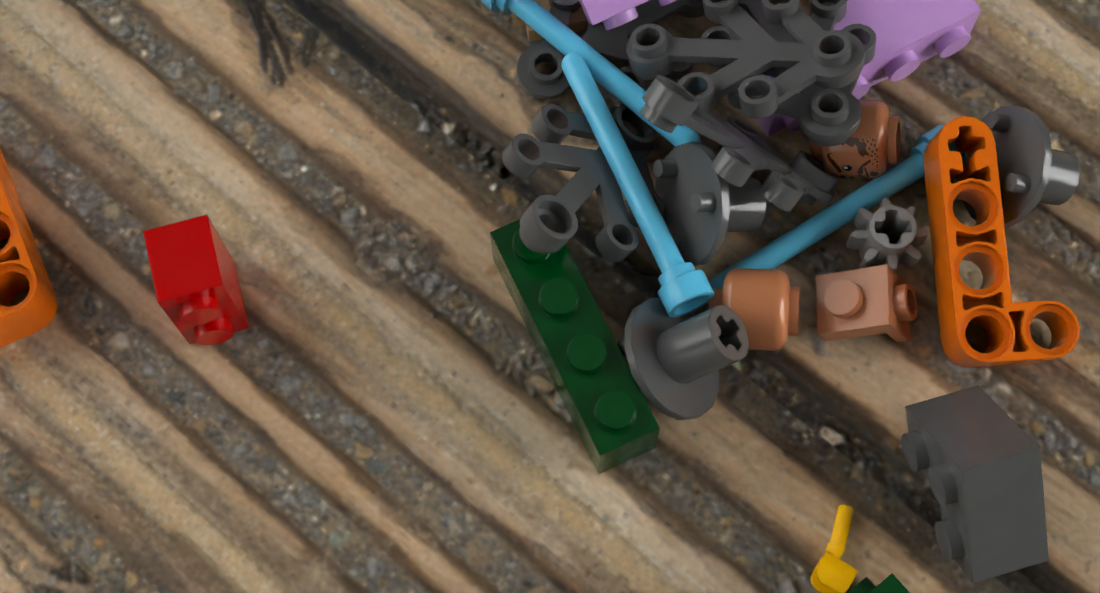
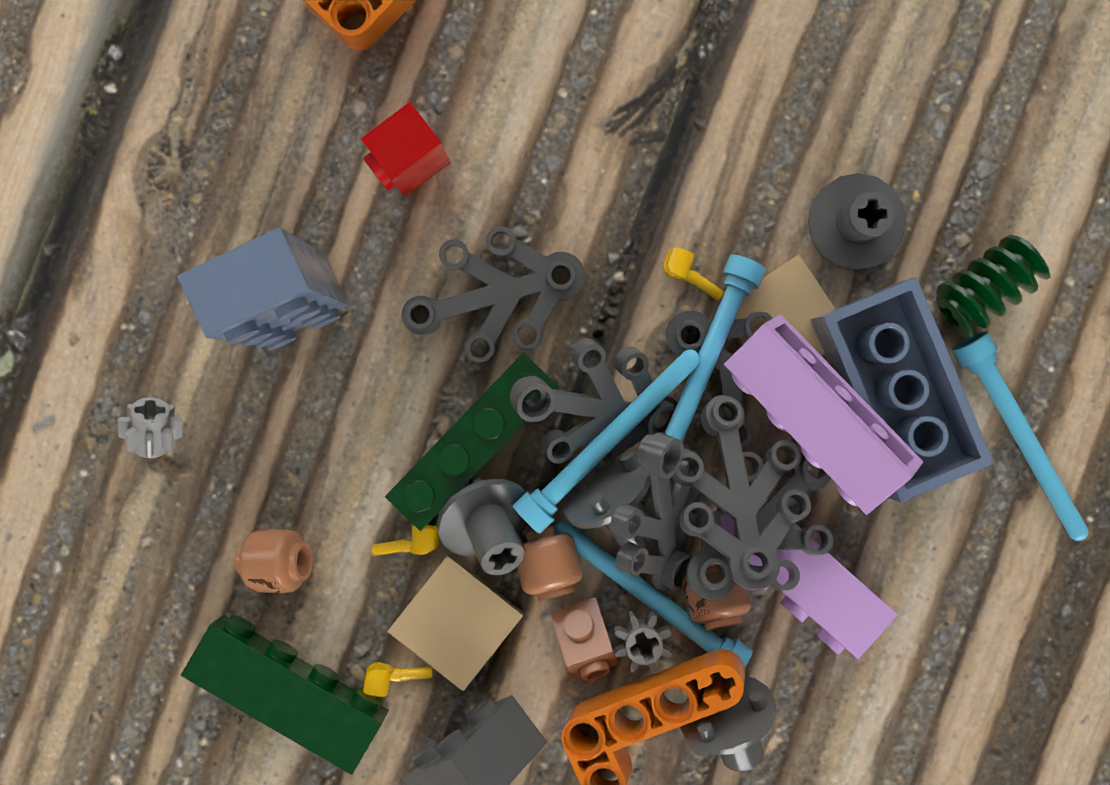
camera: 65 degrees right, 20 degrees up
(285, 470) = (264, 291): none -> sand blue brick
(408, 252) = (502, 292): none -> dark grey plant
(465, 59) = (678, 266): none -> yellow hand
(672, 452) = (420, 542): none -> yellow hand
(791, 453) = (456, 622): none -> tan tile

